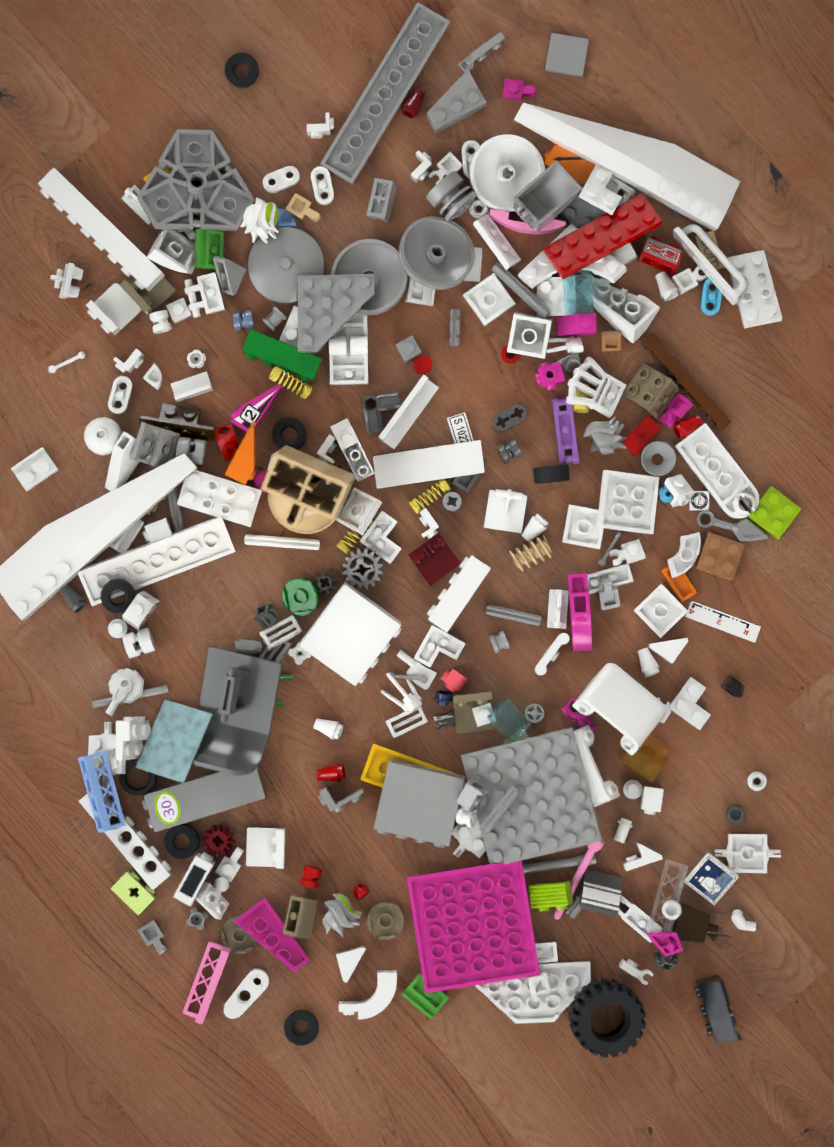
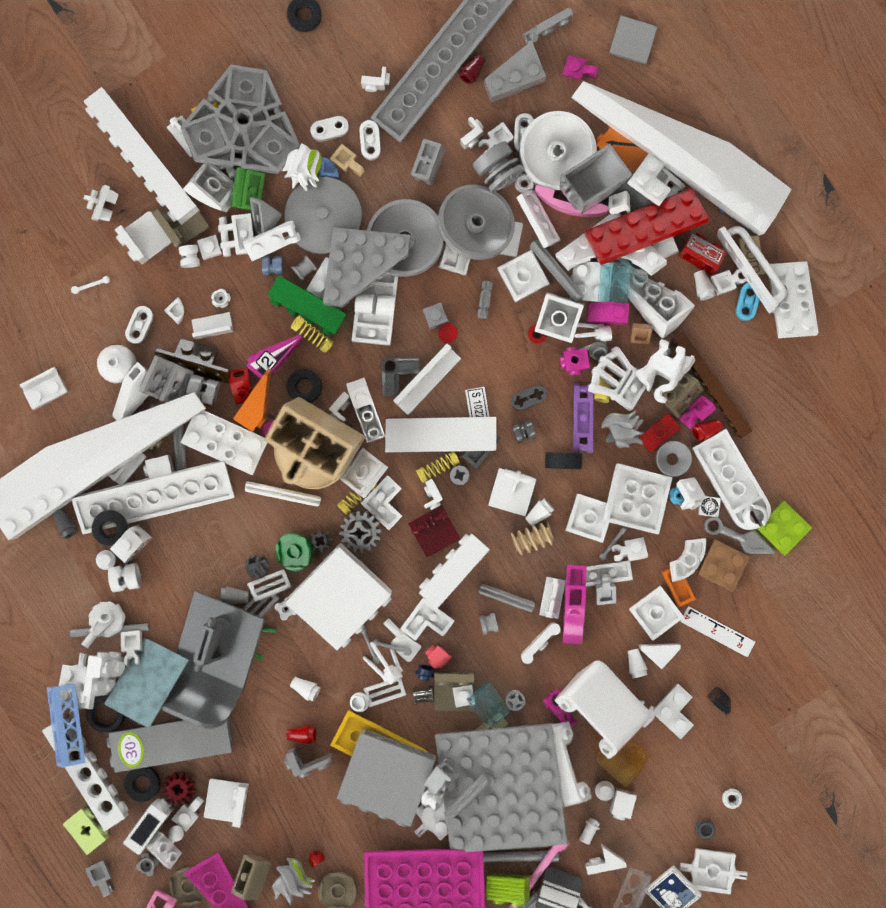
camera: 15 degrees right, 0 degrees up
(132, 362) = (158, 292): white bracket -> none
(153, 706) = (130, 644): none -> white plate
(239, 296) = (271, 240): none -> white plate
(310, 876) = (267, 837): red wheel -> none
(383, 734) = (359, 702): none -> white plate
(393, 692) = (375, 660): none -> light grey hinge
(573, 217) = (619, 202): none -> white tile
(639, 370) = (667, 367): none -> white animal

